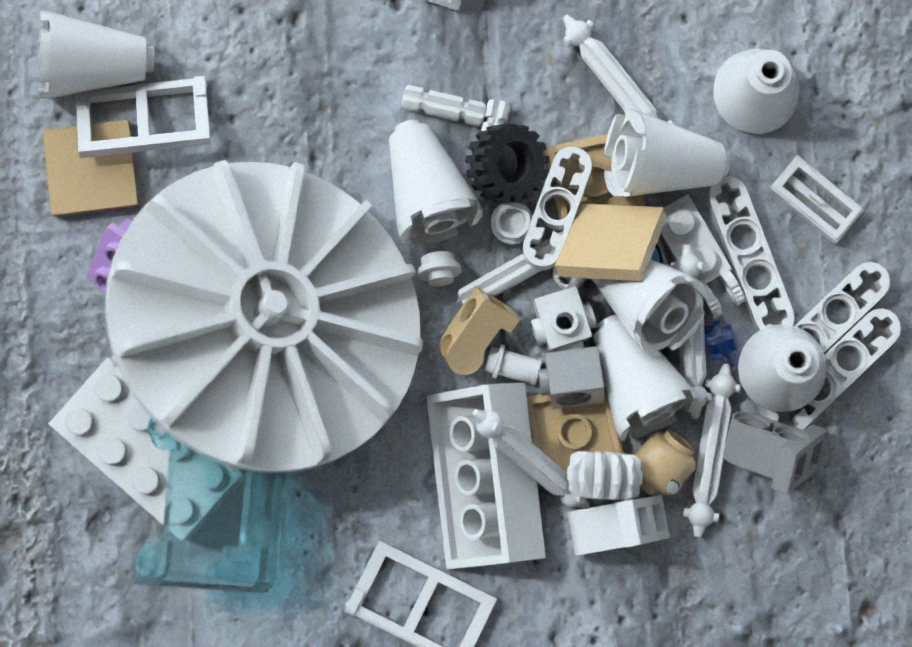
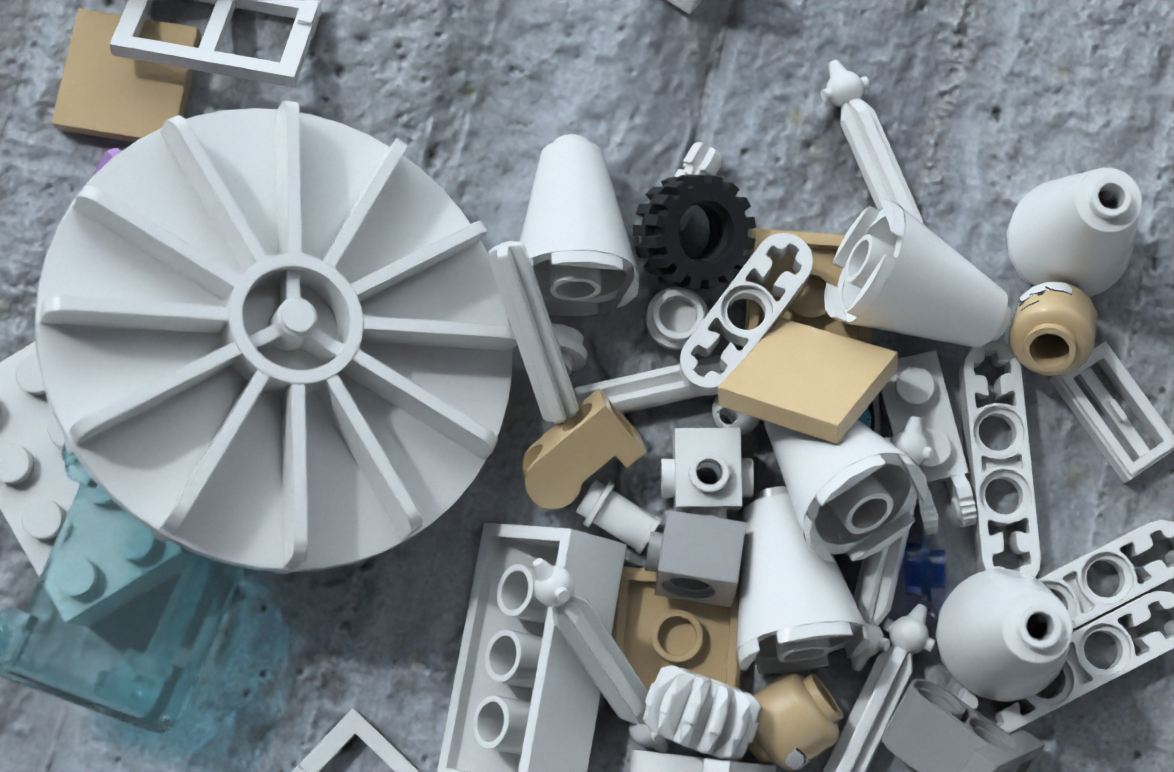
camera: 20 degrees right, 5 degrees down
(424, 263) = (533, 331): none -> white axle
(443, 105) = (630, 133): white axle -> none
(760, 158) = (1053, 328): none -> tan head

